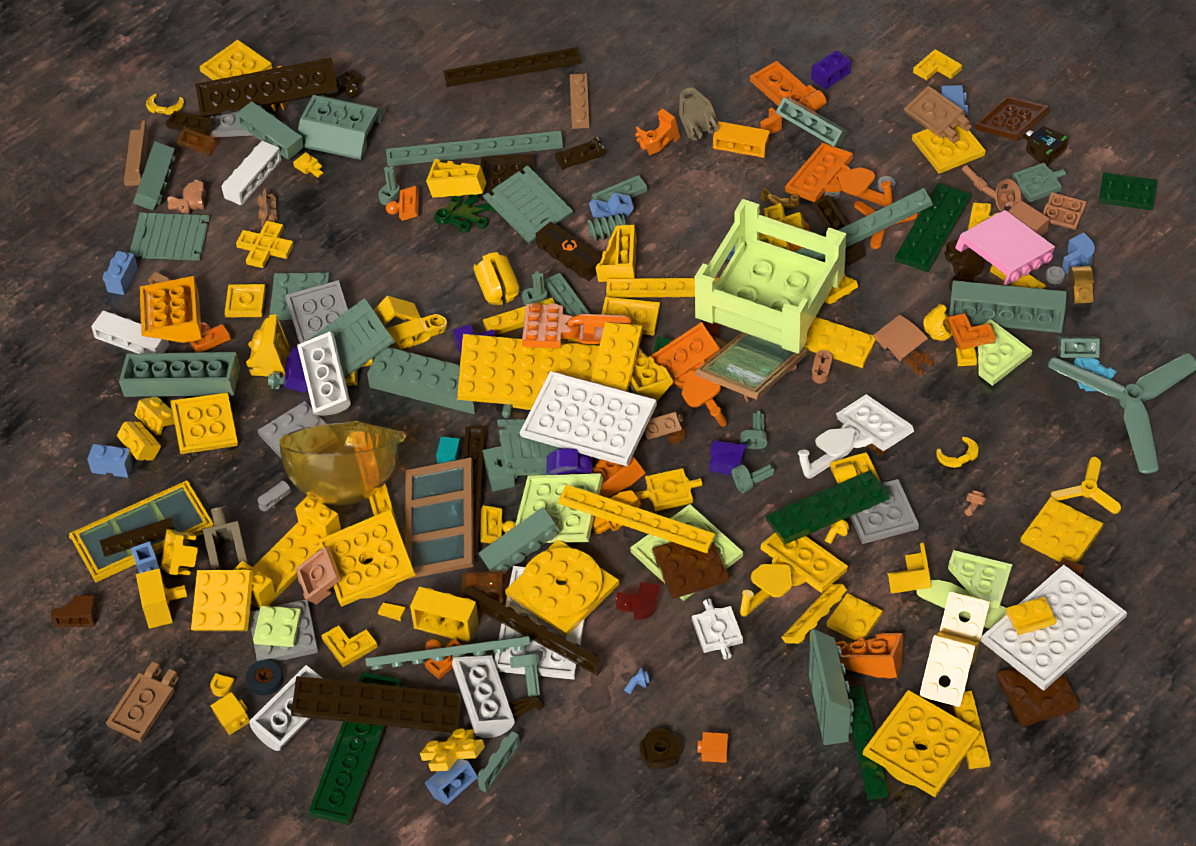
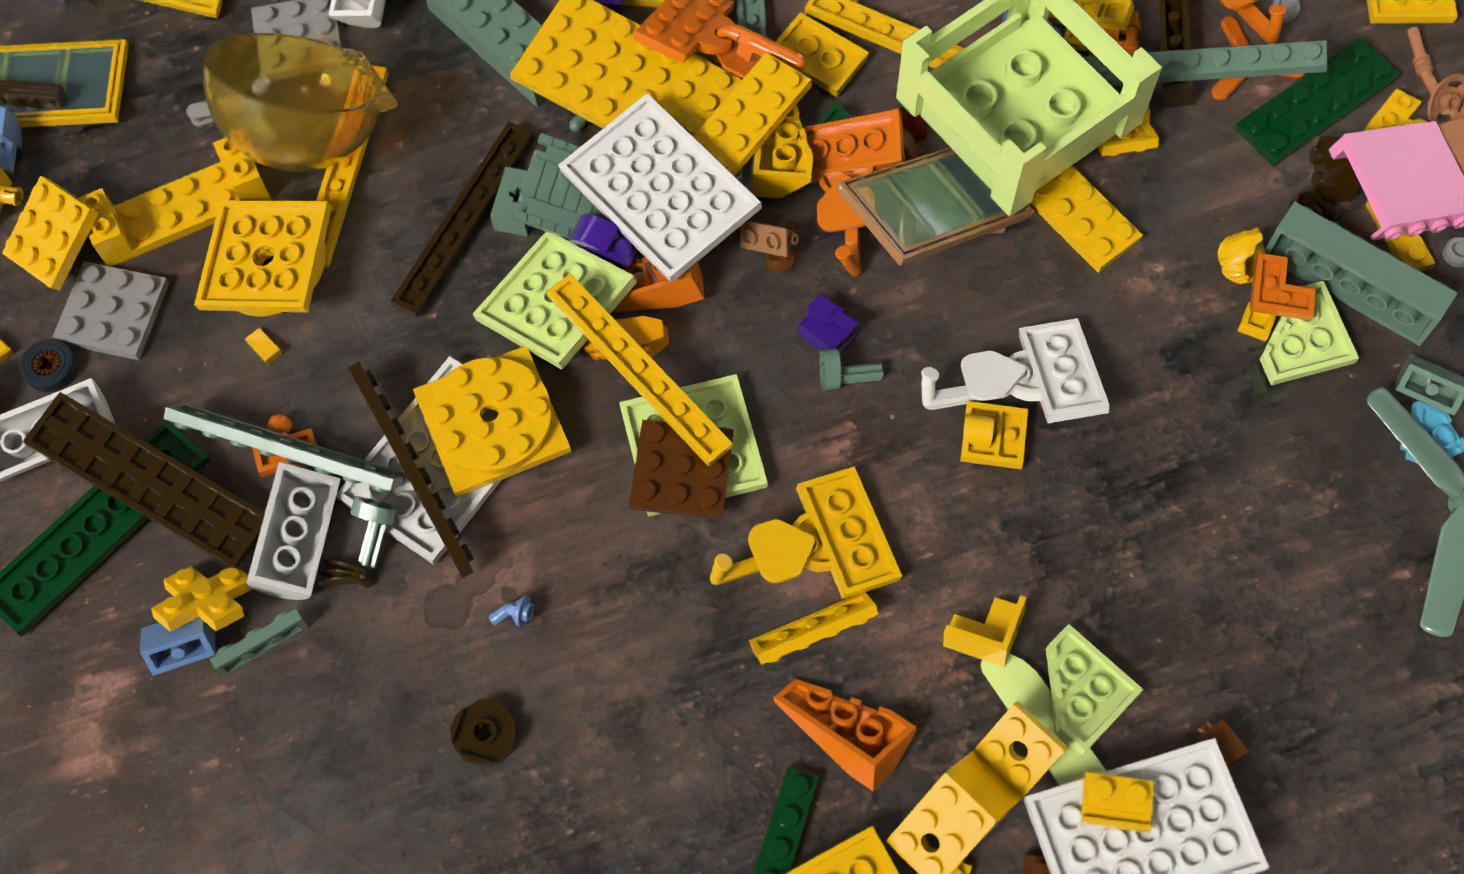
camera: 25 degrees right, 15 degrees up
(178, 553) = (38, 138): yellow panel -> none
(220, 532) = (112, 130): dark tan piece -> none
(277, 626) = (99, 301): yellowish green plate -> none
(318, 575) = (189, 253): nougat plate -> none
(347, 649) = (171, 375): yellow plate -> none
(439, 517) = (397, 240): door -> none
(444, 614) = (314, 387): yellow brick -> none
(448, 450) = (465, 149): teal brick -> none
(489, 583) = (392, 368): clear orange brick -> none
(492, 524) = (460, 282): yellow plate -> none
(520, 542) = (472, 327): sand green brick -> none
(642, 604) = (592, 495): clear red brick -> none
(669, 489) = (723, 338): yellow plate -> none
(713, 747) = (555, 769): orange brick -> none
(717, 629) = (666, 585): white plate -> none
(757, 436) = (889, 315): sand green piece -> none
(825, 367) = (1045, 249): nougat beam -> none
(827, 507) = (922, 472): dark green plate -> none
(829, 689) = (754, 771): sand green slope -> none
(837, 528) = (924, 508): yellow plate -> none
(854, 618) = (869, 661): yellow plate -> none
(886, 518) = (998, 510): light grey plate -> none
(900, 337) = (1176, 250): nougat slope -> none
(921, 358) = (1190, 297): clear orange piece -> none
(954, 462) = (1180, 480): yellow piece -> none
(976, 499) = (1148, 555): nougat plate -> none
(1061, 532) = (1247, 670): yellow plate -> none
(1093, 491) = (1334, 608): yellow piece -> none

